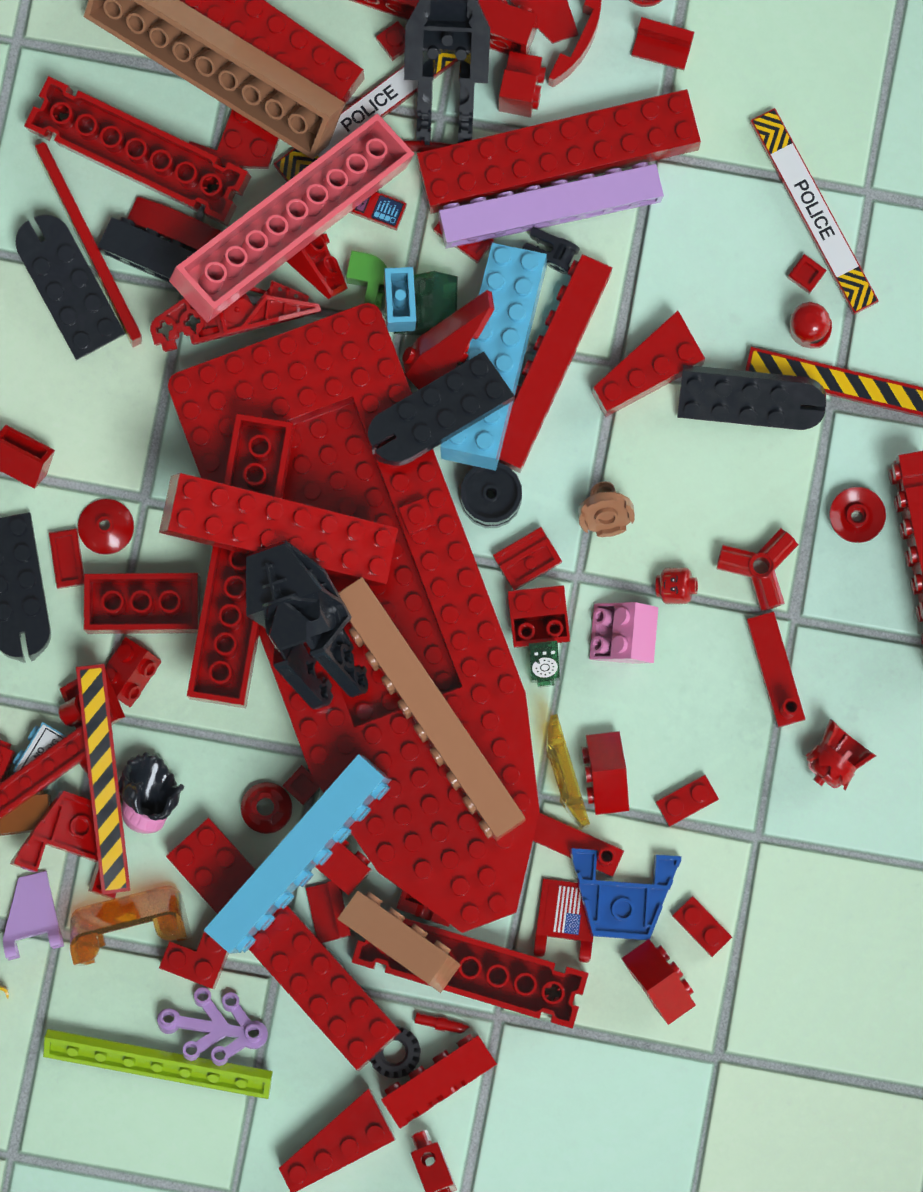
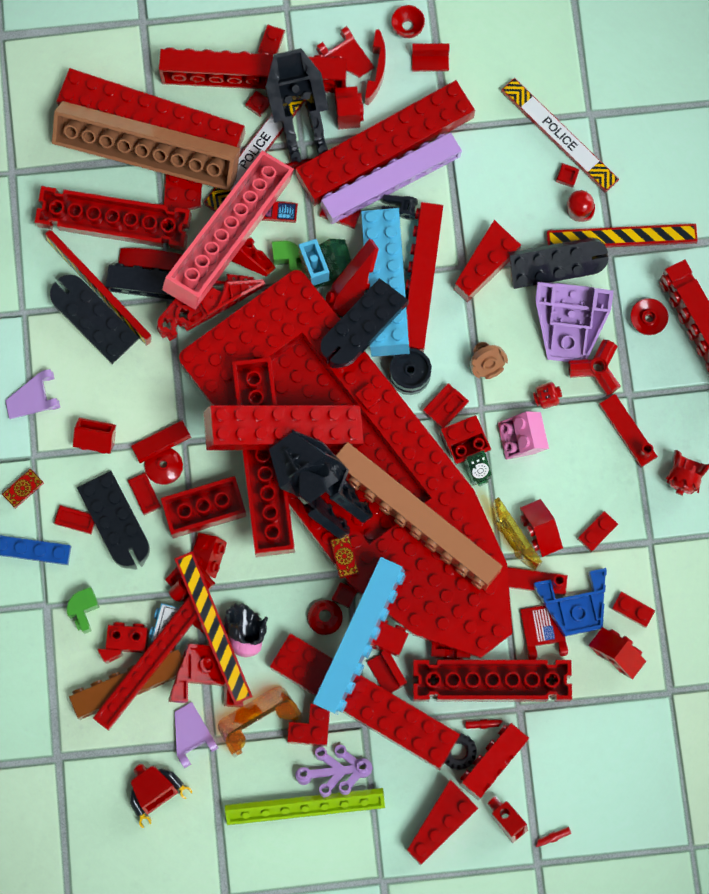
camera: 20 degrees left, 5 degrees down
(111, 491) = (161, 441): none -> red tile
(313, 735) = (344, 557): none -> tile
(399, 941) = (442, 673): nougat wedge -> none
(744, 484) = (571, 318): none -> lavender wedge

